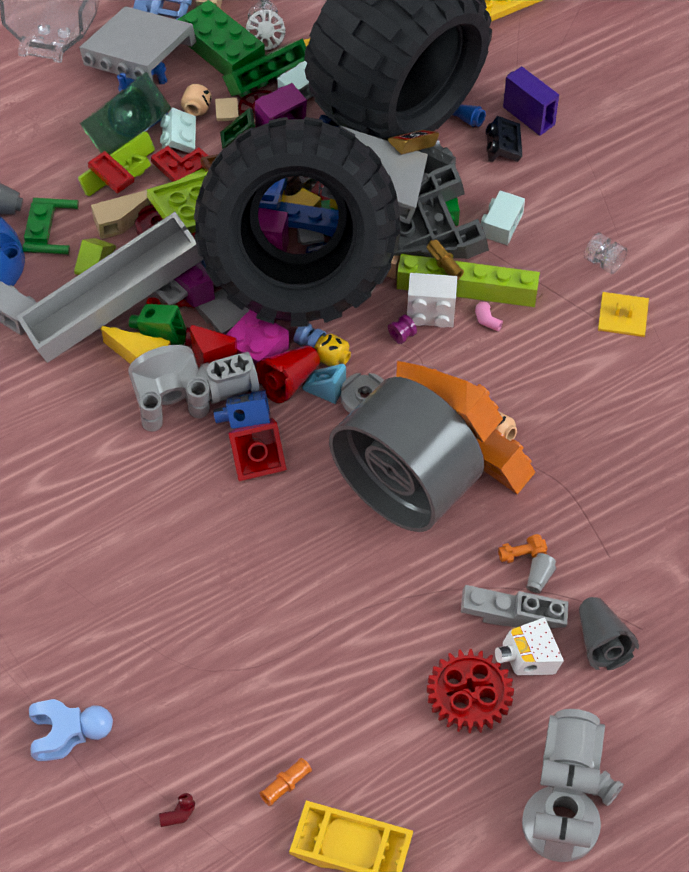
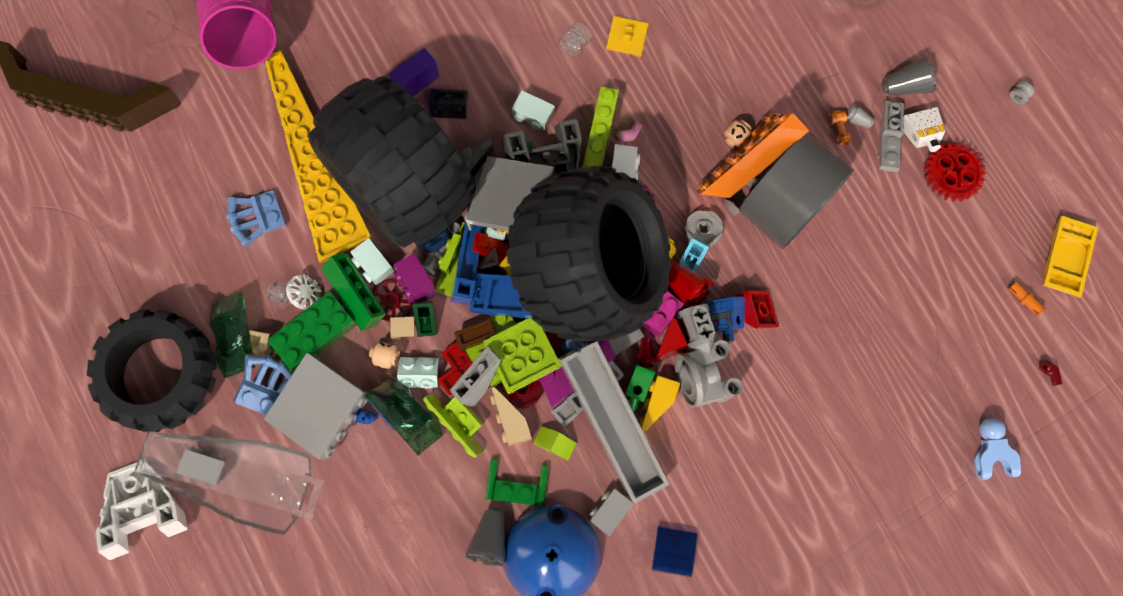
camera: 90 degrees left, 20 degrees up
(111, 172) = (473, 427): red tile -> none
(159, 169) = (477, 378): none -> light grey slope
(414, 141) = (477, 164): pearl gold slope -> none
(444, 259) = (594, 153): pearl gold axle -> none
(569, 771) = (1028, 113): light grey piece -> none

